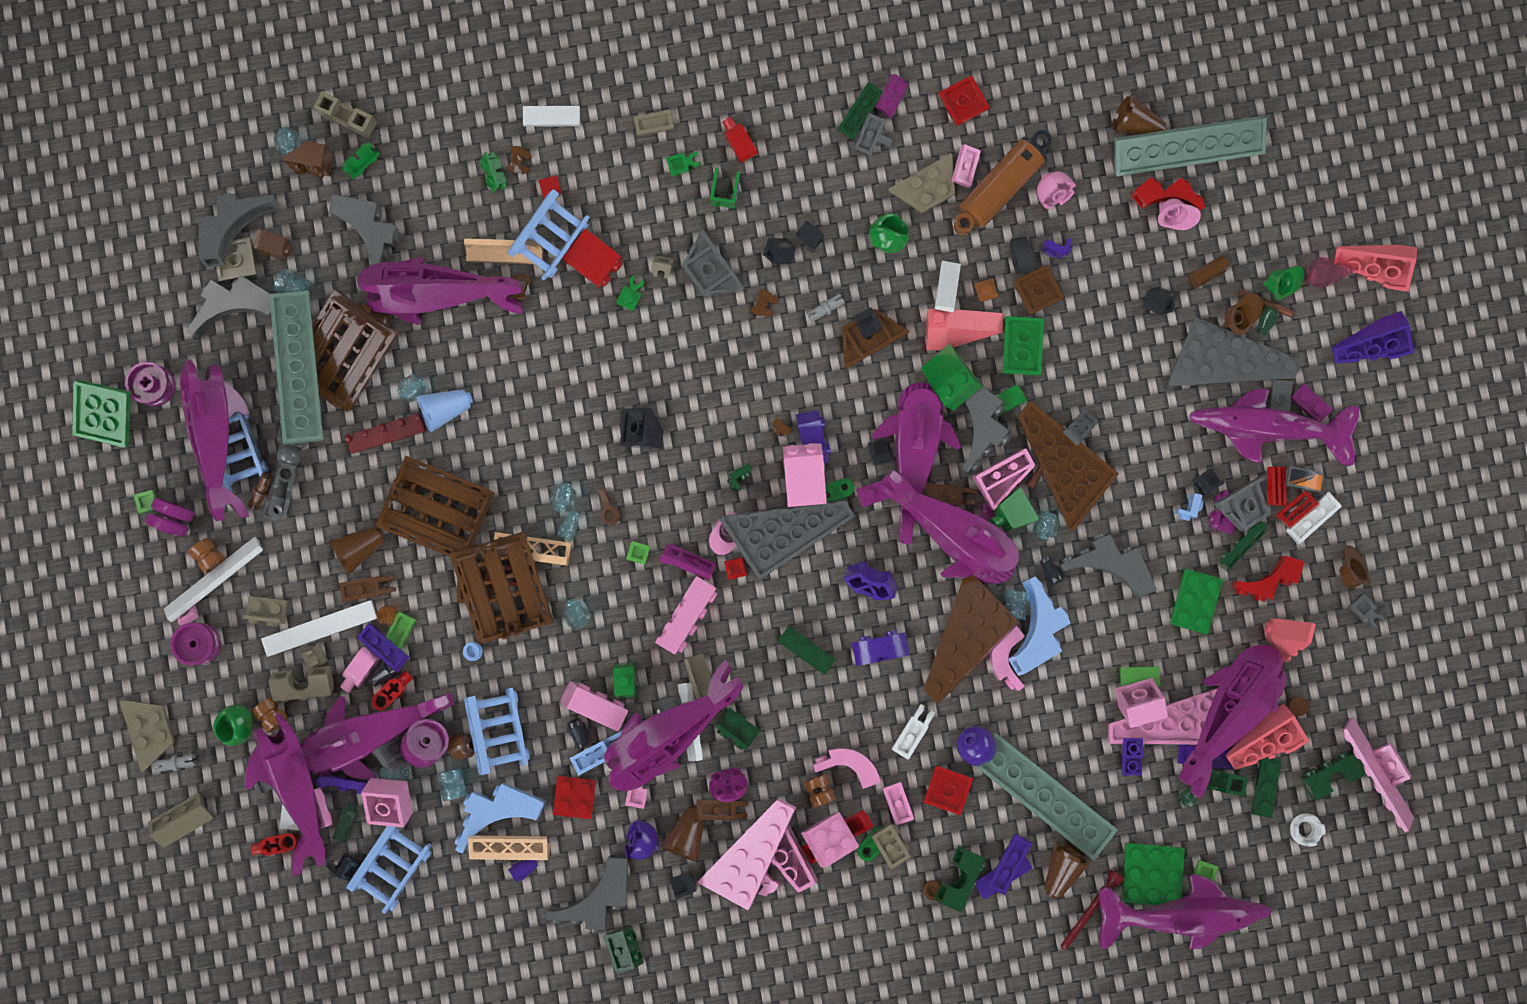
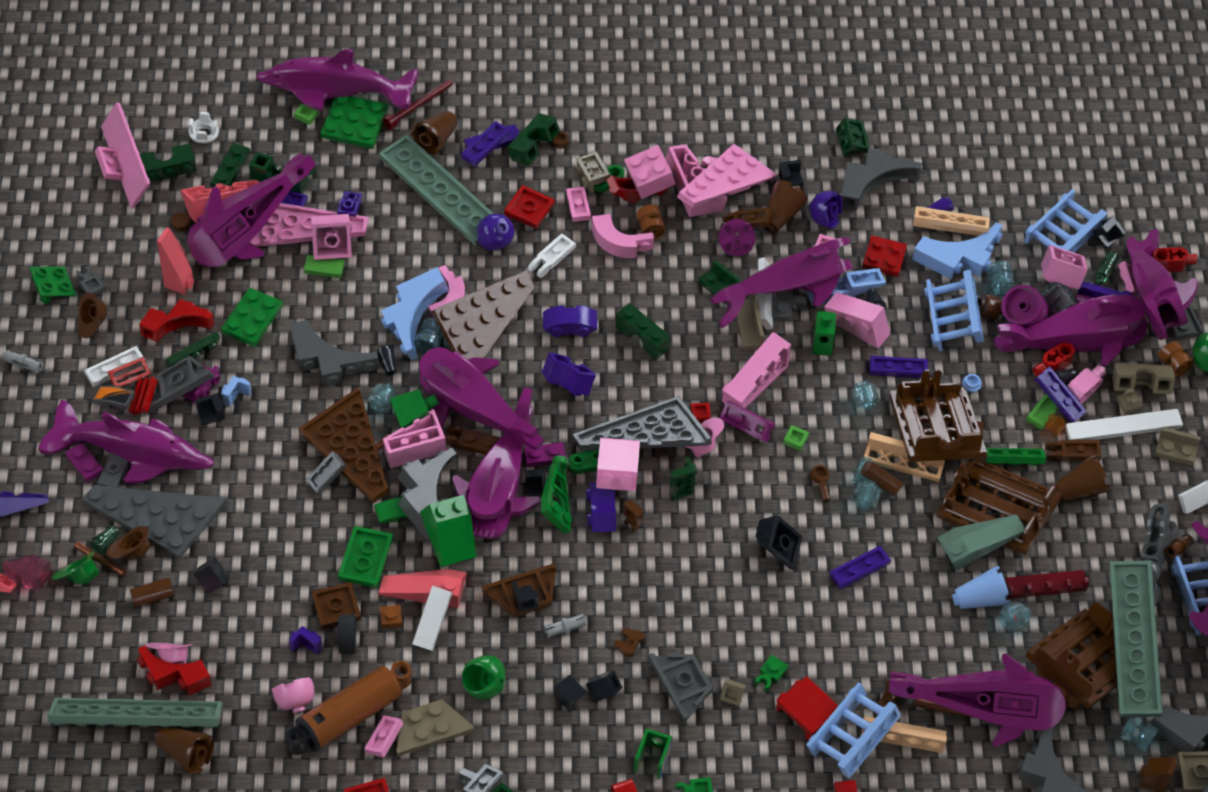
camera: 175 degrees left, 30 degrees down
(424, 569) = (1015, 456): none -> green plate
(456, 459) = (976, 540): none -> sand green wedge
(547, 659) = (897, 366): none -> dark purple tile
(550, 516) = (881, 477): none -> reddish brown brick
(561, 421) = (860, 567): none -> dark purple tile
(857, 419) = (557, 514): none -> green plate
(1404, 505) = (22, 361): none -> light grey pin
(1404, 604) = (51, 282): none -> green hinge

